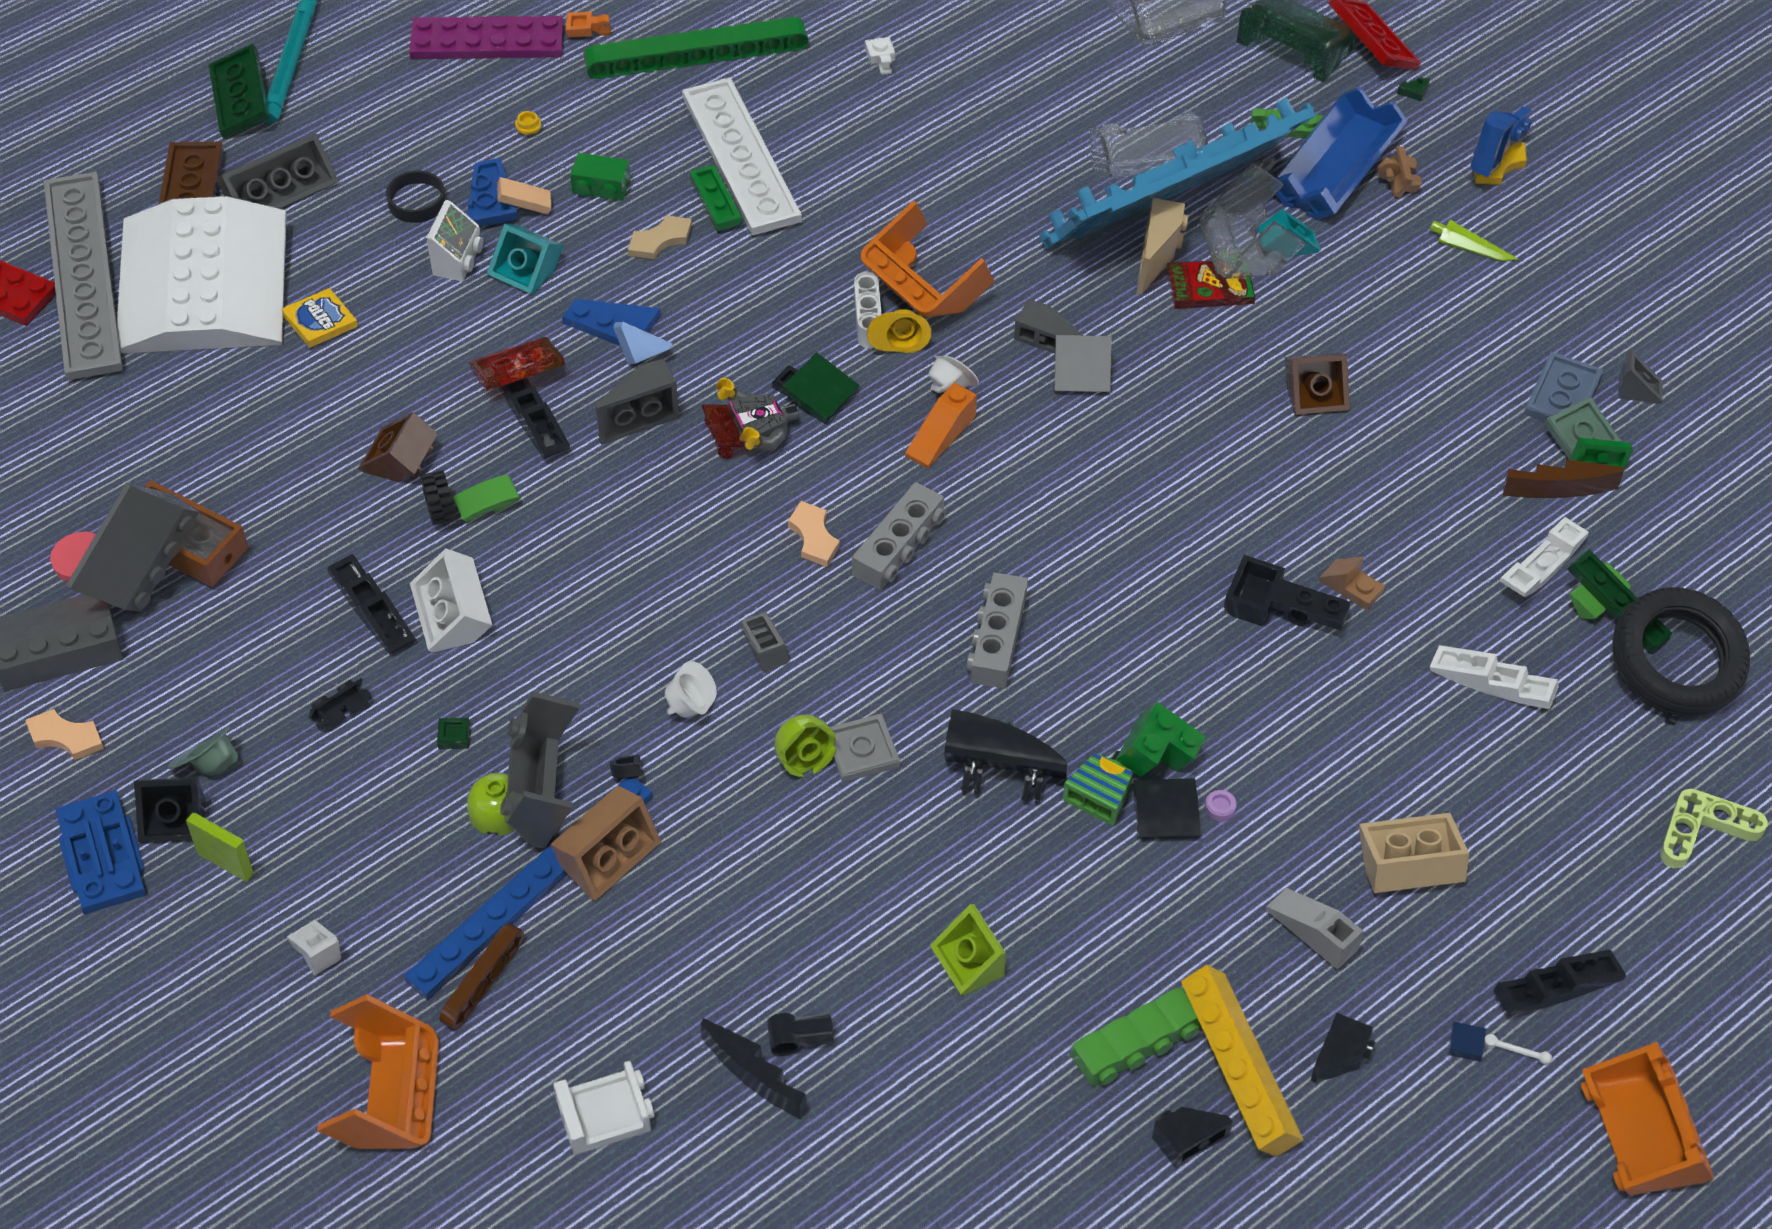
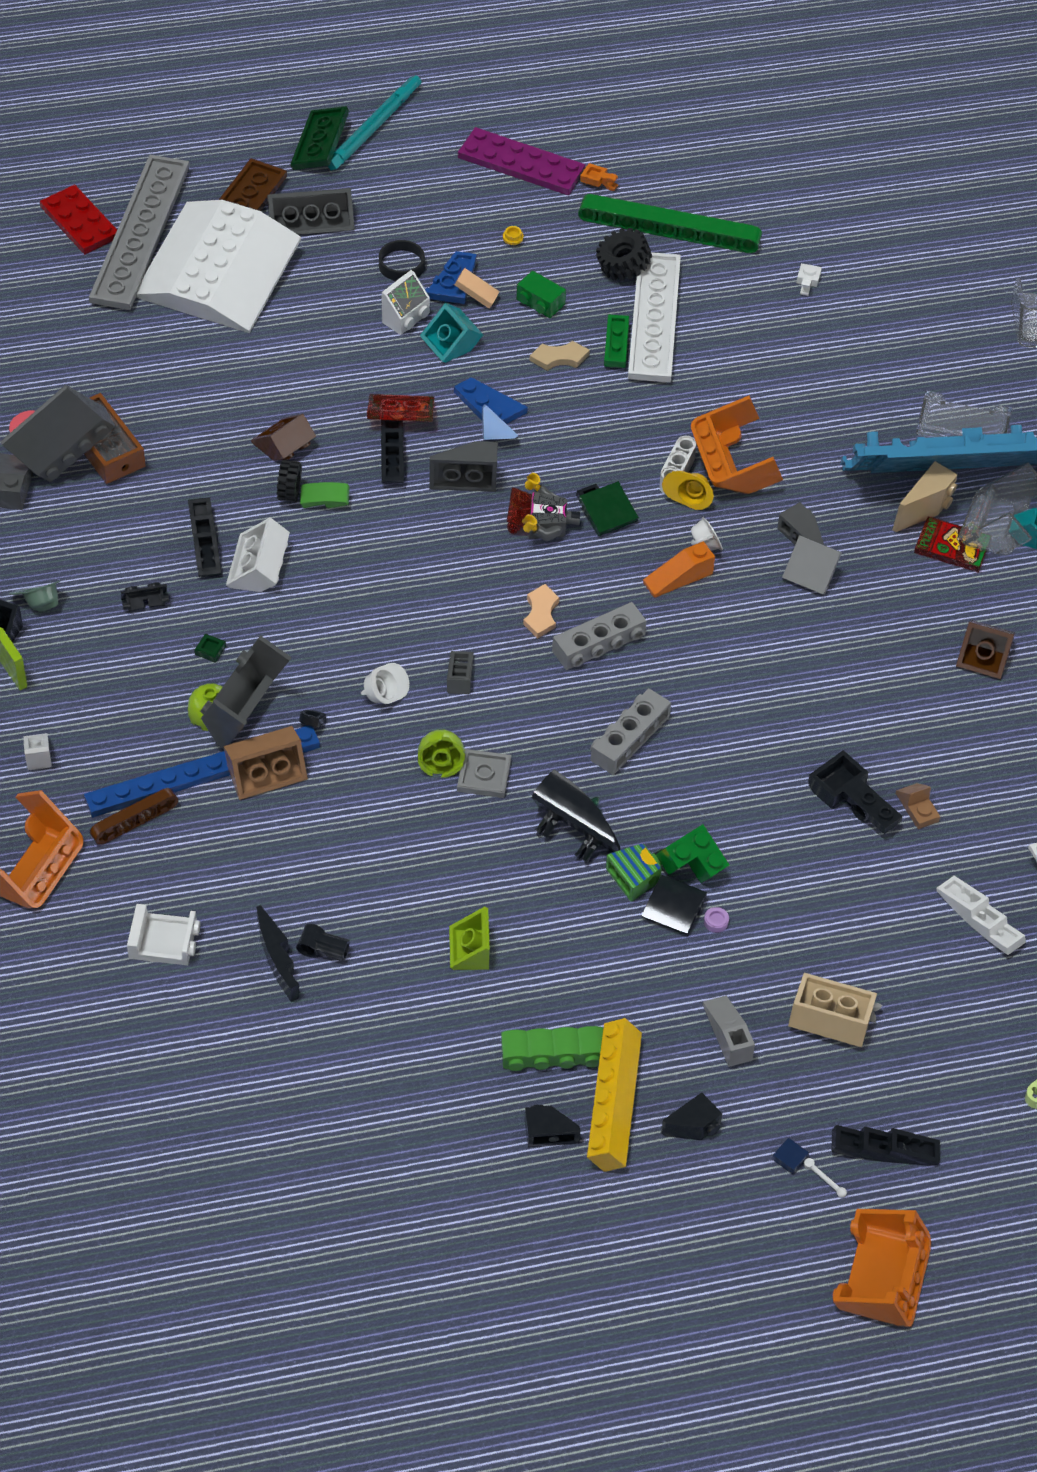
camera: 25 degrees right, 0 degrees up
(319, 317) = (284, 323): tile -> none
(663, 86) = (619, 244): none -> black tyre

